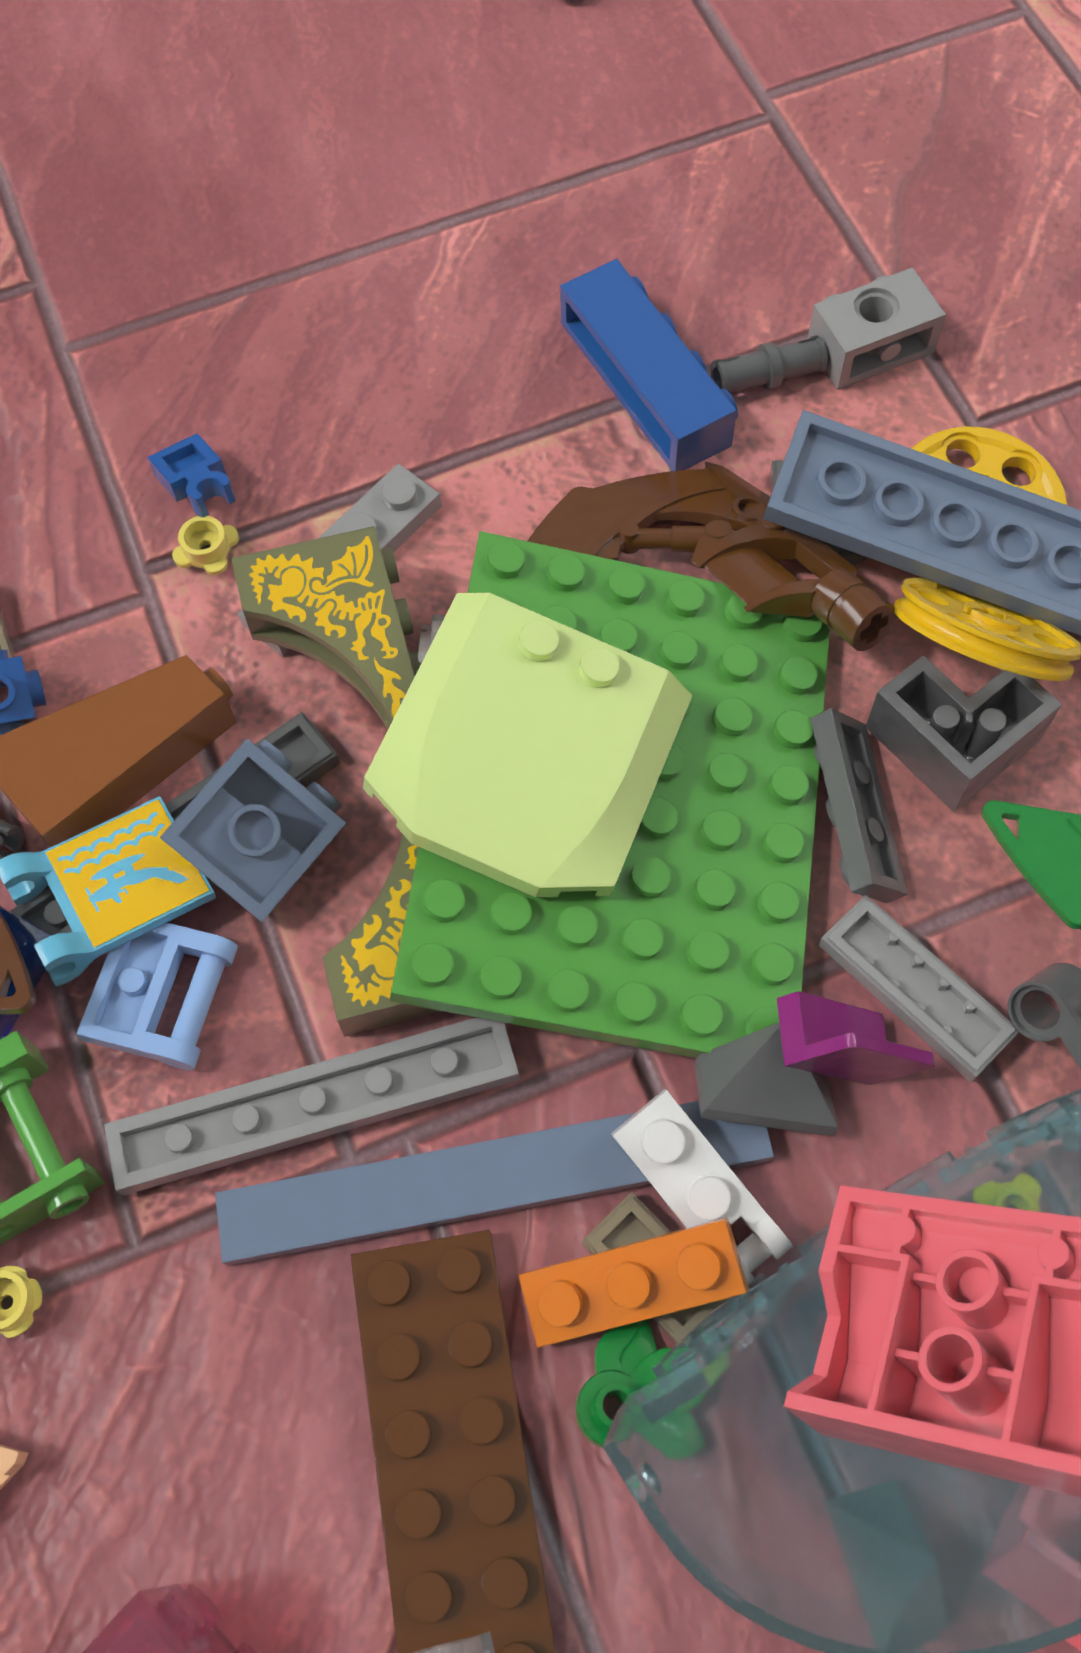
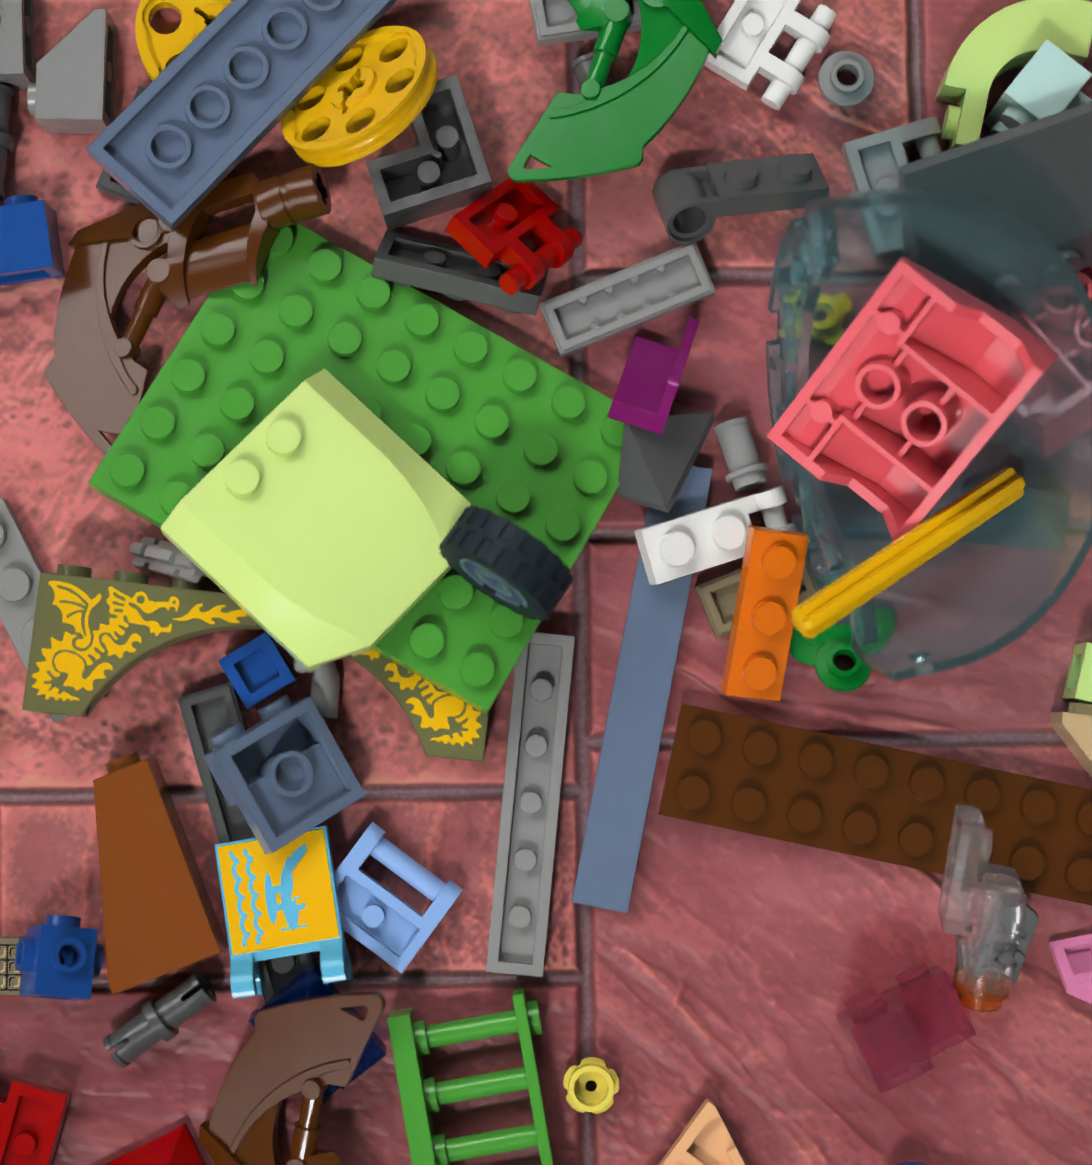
camera: 70 degrees left, 20 degrees up
(345, 770) = (257, 670): none -> blue plate
(370, 844) = (324, 688): none -> light grey arm
(559, 931) = (506, 563): none -> black wheel
(782, 1416) = (907, 552): none -> yellow axle
(805, 1183) = (740, 455): none -> light grey pin
(874, 399) = (77, 79): none -> light grey slope
(940, 823) = (504, 219): none -> red plate

